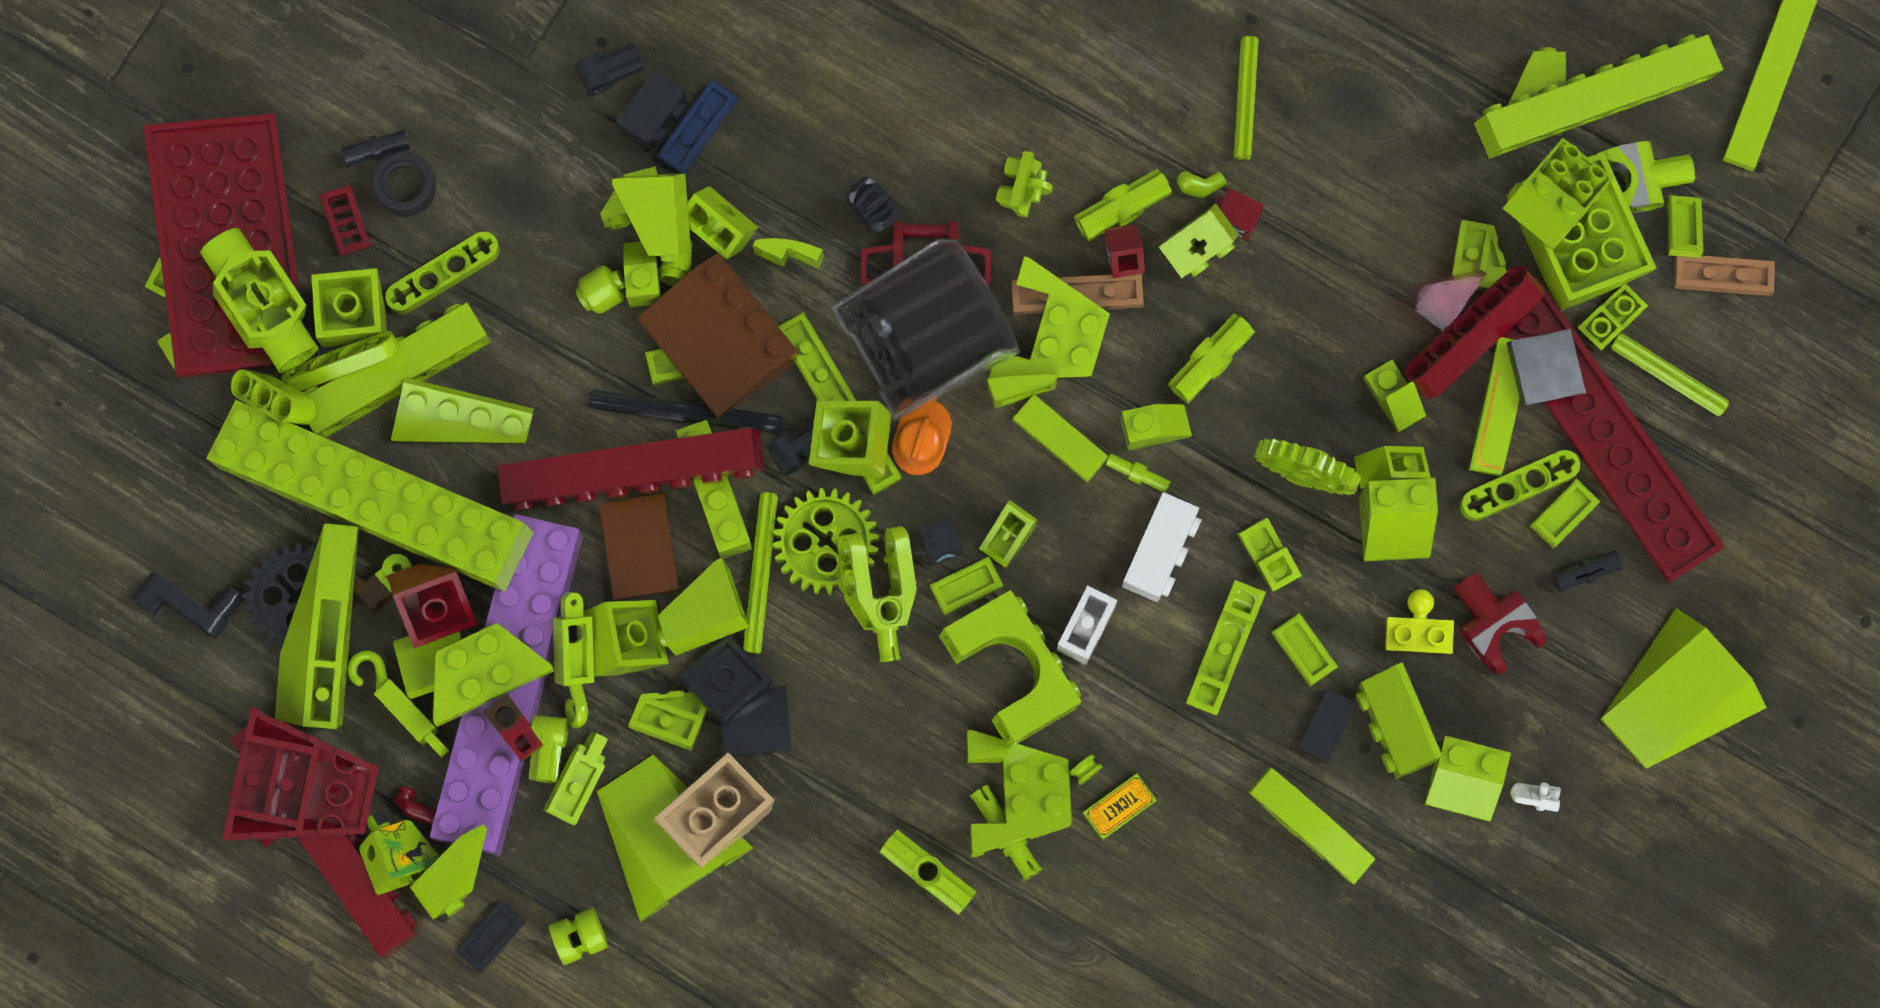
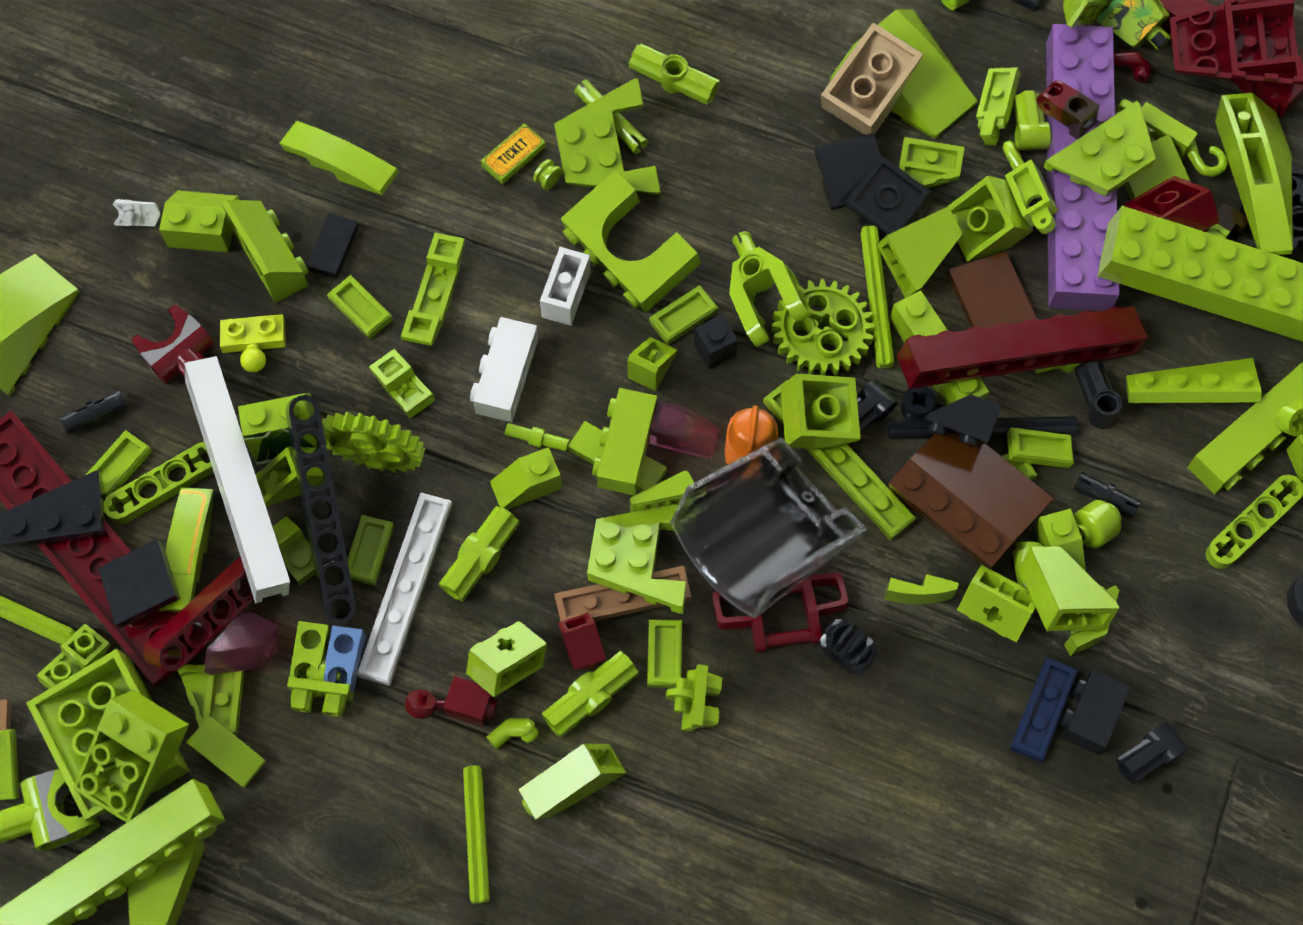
camera: 170 degrees right, 10 degrees down
(560, 427) = (1098, 393): none -> black piece
(580, 321) = (1107, 492): none -> black pin
(635, 377) = (1040, 447): none -> lime tile
(709, 399) = (967, 417): none -> black slope
(990, 452) = (683, 430): none -> clear pink slope
(1046, 234) = (664, 653): none -> lime tile
(1051, 442) = (625, 441): none -> lime brick
(1150, 125) = (571, 780): none -> slope
(1282, 221) = (422, 704): none -> dark red piece
(1287, 341) = (404, 589): none -> white tile
(1320, 383) = (369, 549): none -> lime tile
(1363, 402) = (331, 523): none -> black beam
(1374, 258) = (325, 666): none -> lime hips
(1444, 449) = (236, 479): none -> white tile
(1470, 201) = (226, 752): none -> lime slope
(1623, 456) = (58, 515): none -> black wing

